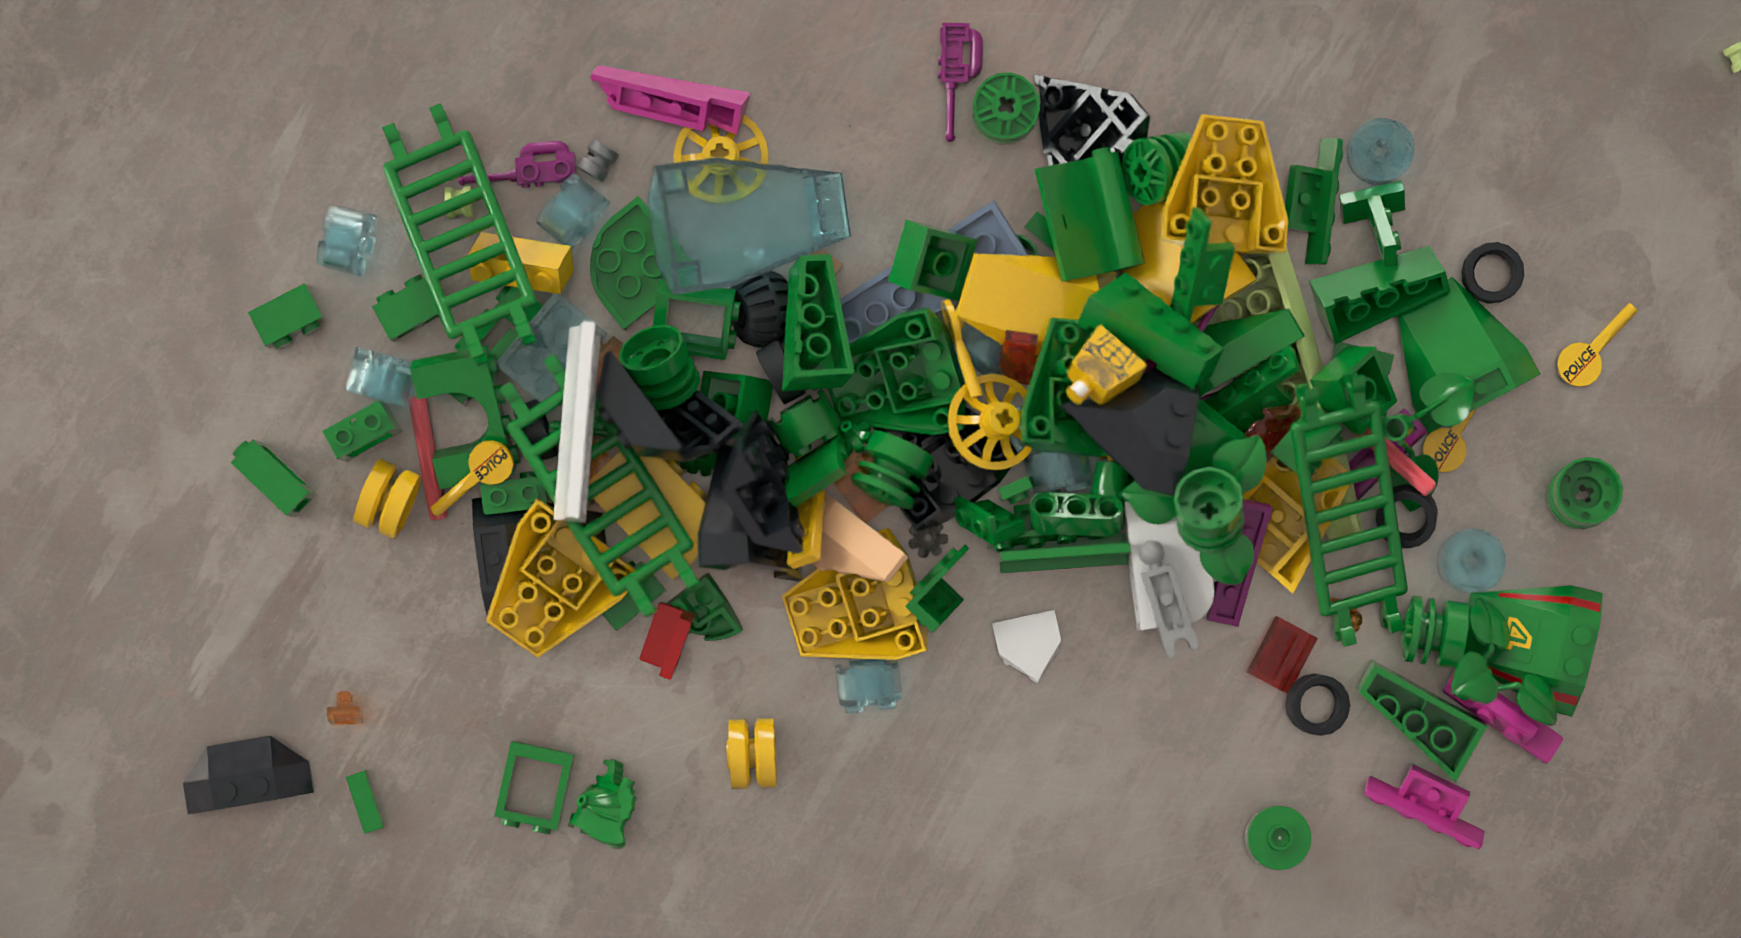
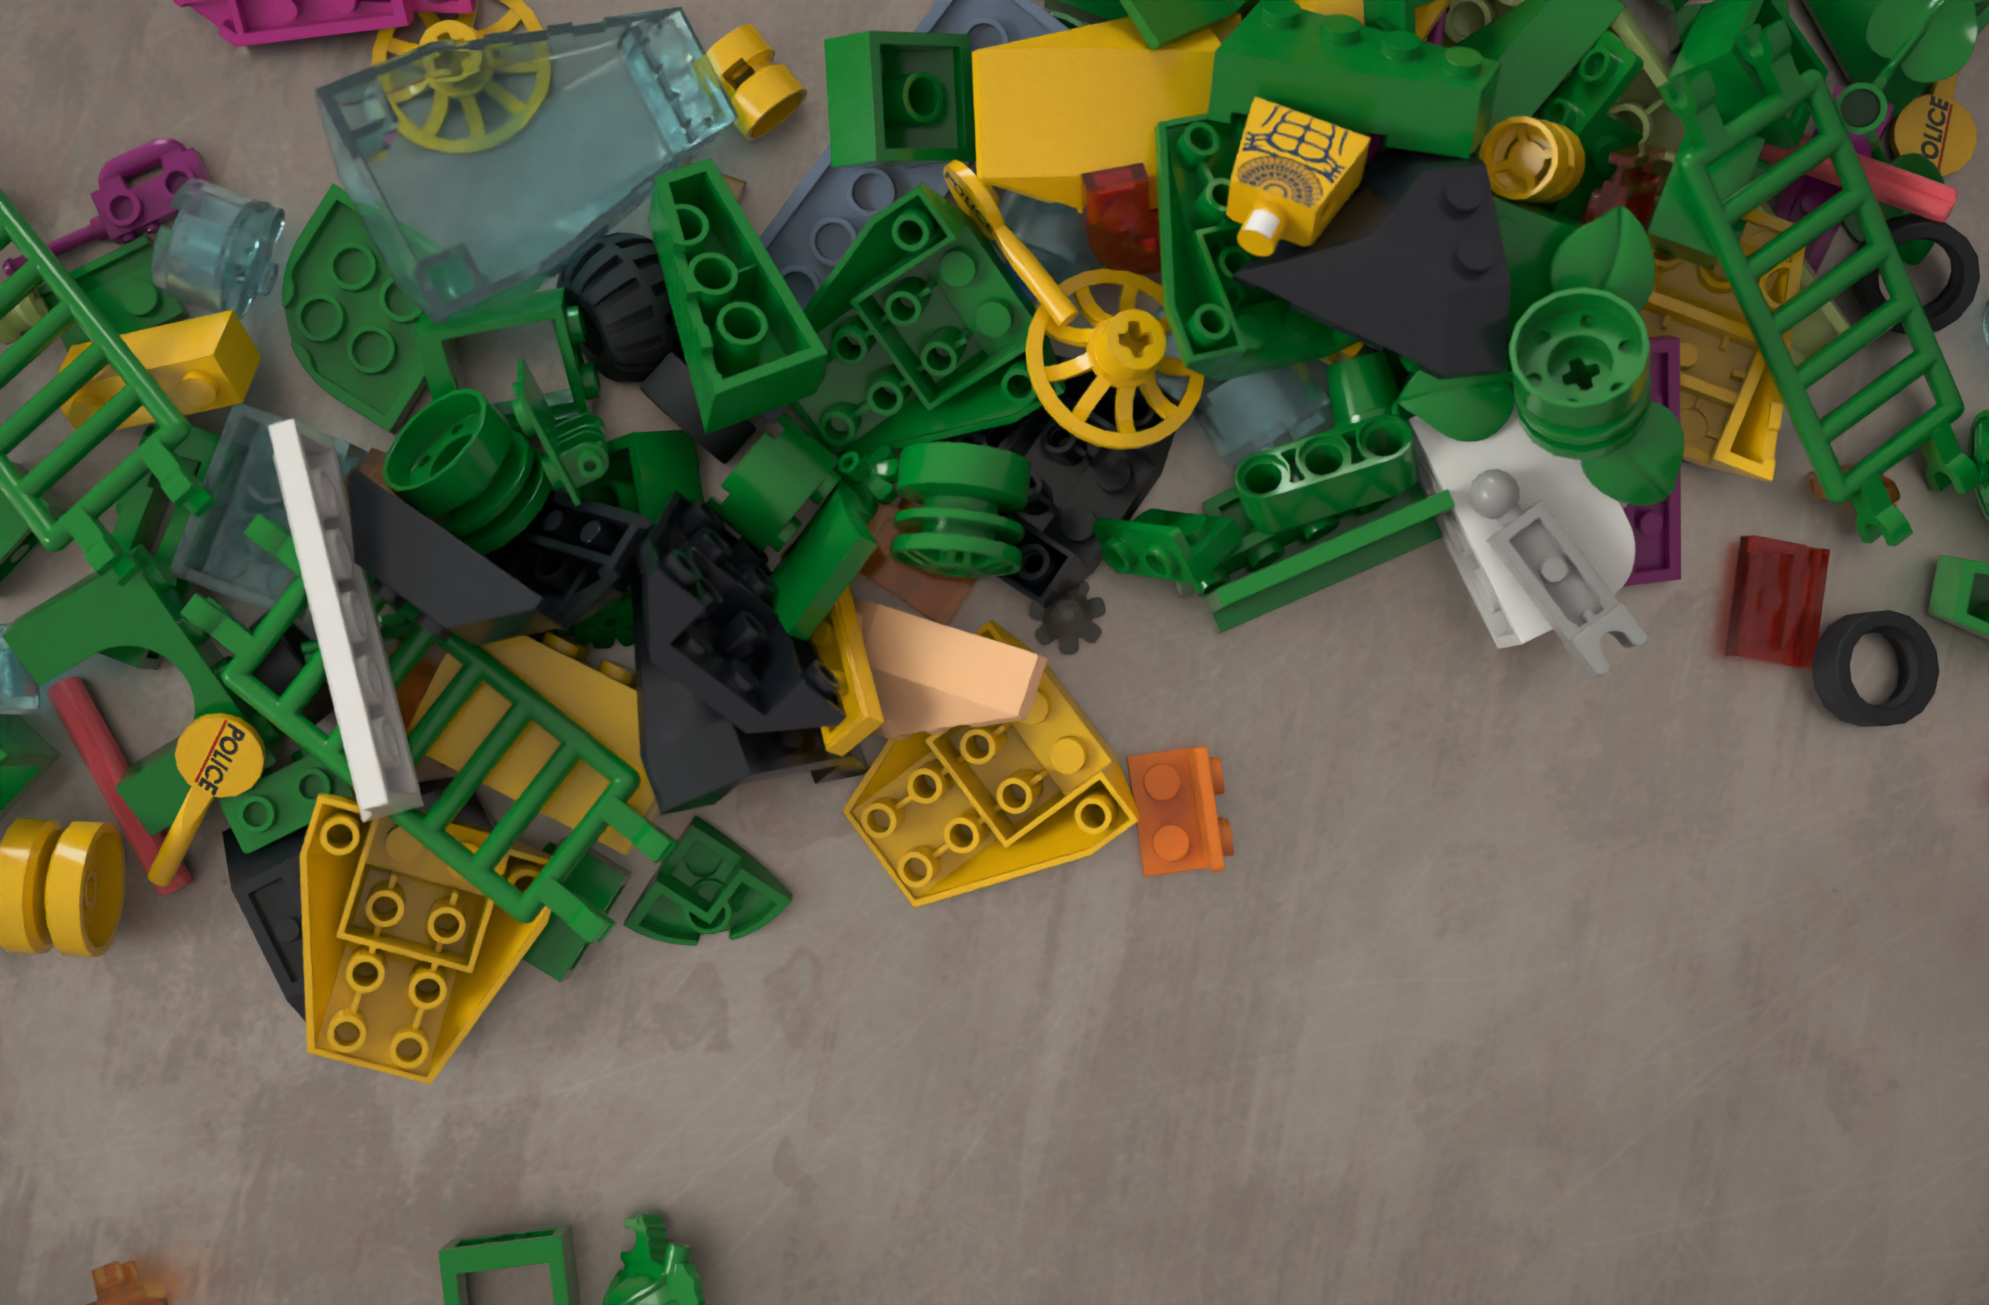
camera: 20 degrees left, 0 degrees up
(519, 210) = (122, 291): none -> green plate
(597, 160) = (238, 146): flat silver wheel -> none
(667, 638) = (661, 961): red panel -> none
(714, 371) = (573, 448): none -> green hinge
(752, 753) = (879, 1121): yellow wheel -> none
(868, 684) = (1055, 919): clear light blue brick -> none
(870, 227) = (767, 95): none -> yellow wheel
(933, 597) = (1117, 718): green bracket -> none
(947, 653) = (1179, 811): none -> orange bracket
(1015, 491) = (1197, 473): green plate -> none
(1028, 642) = (1315, 739): white slope -> none
(1228, 397) = (1532, 159): none -> yellow wheel
(1277, 838) = (1888, 935): green piece -> none

